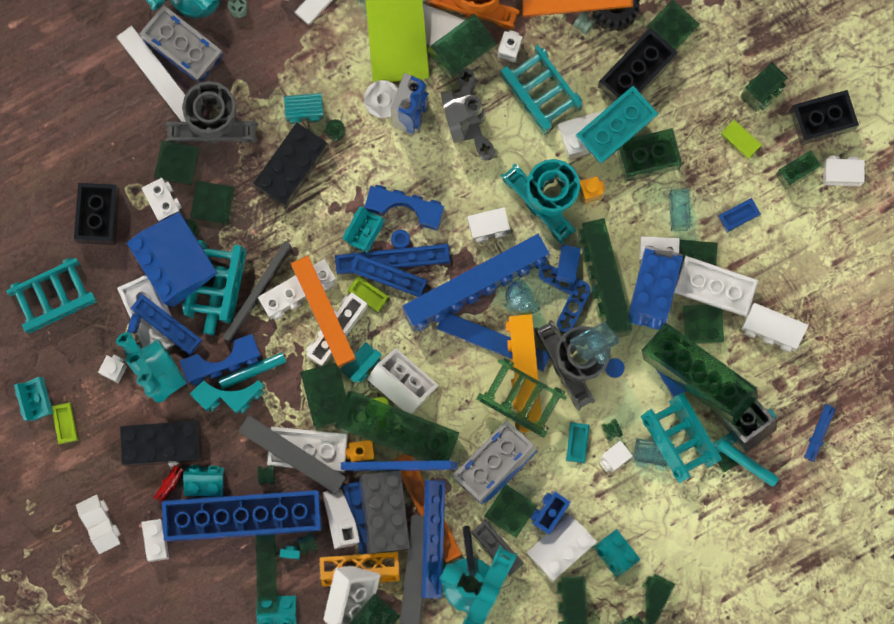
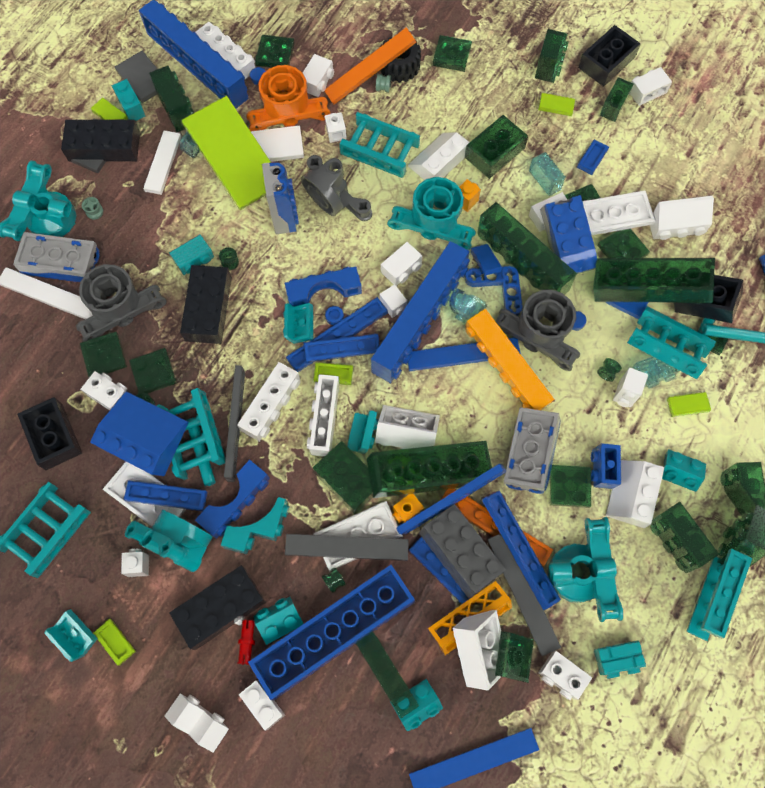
camera: 30 degrees left, 10 degrees down
(134, 323) = (134, 510): blue tile -> none
(252, 370) = (267, 494): teal piece -> none
(290, 552) = (397, 640): teal plate -> none
(307, 543) = (409, 622): clear green wheel -> none
(323, 311) = (304, 403): orange tile -> none
(340, 520) = (427, 582): white slope -> none
(379, 98) = (254, 216): white tile -> none
(459, 257) = (393, 301): none -> white brick
(461, 46) = (297, 142): clear green brick -> none
(469, 550) = (560, 541): black bar -> none
(491, 541) = (567, 522): dark grey tile -> none
(522, 416) = (531, 397): clear green fence -> none
(577, 442) = (586, 397): teal tile -> none
(595, 342) = (557, 295): clear light blue tile -> none
(616, 125) = (459, 131): teal plate -> none
(638, 66) = (446, 92): black brick -> none
(662, 500) = (689, 404): none -> lime tile

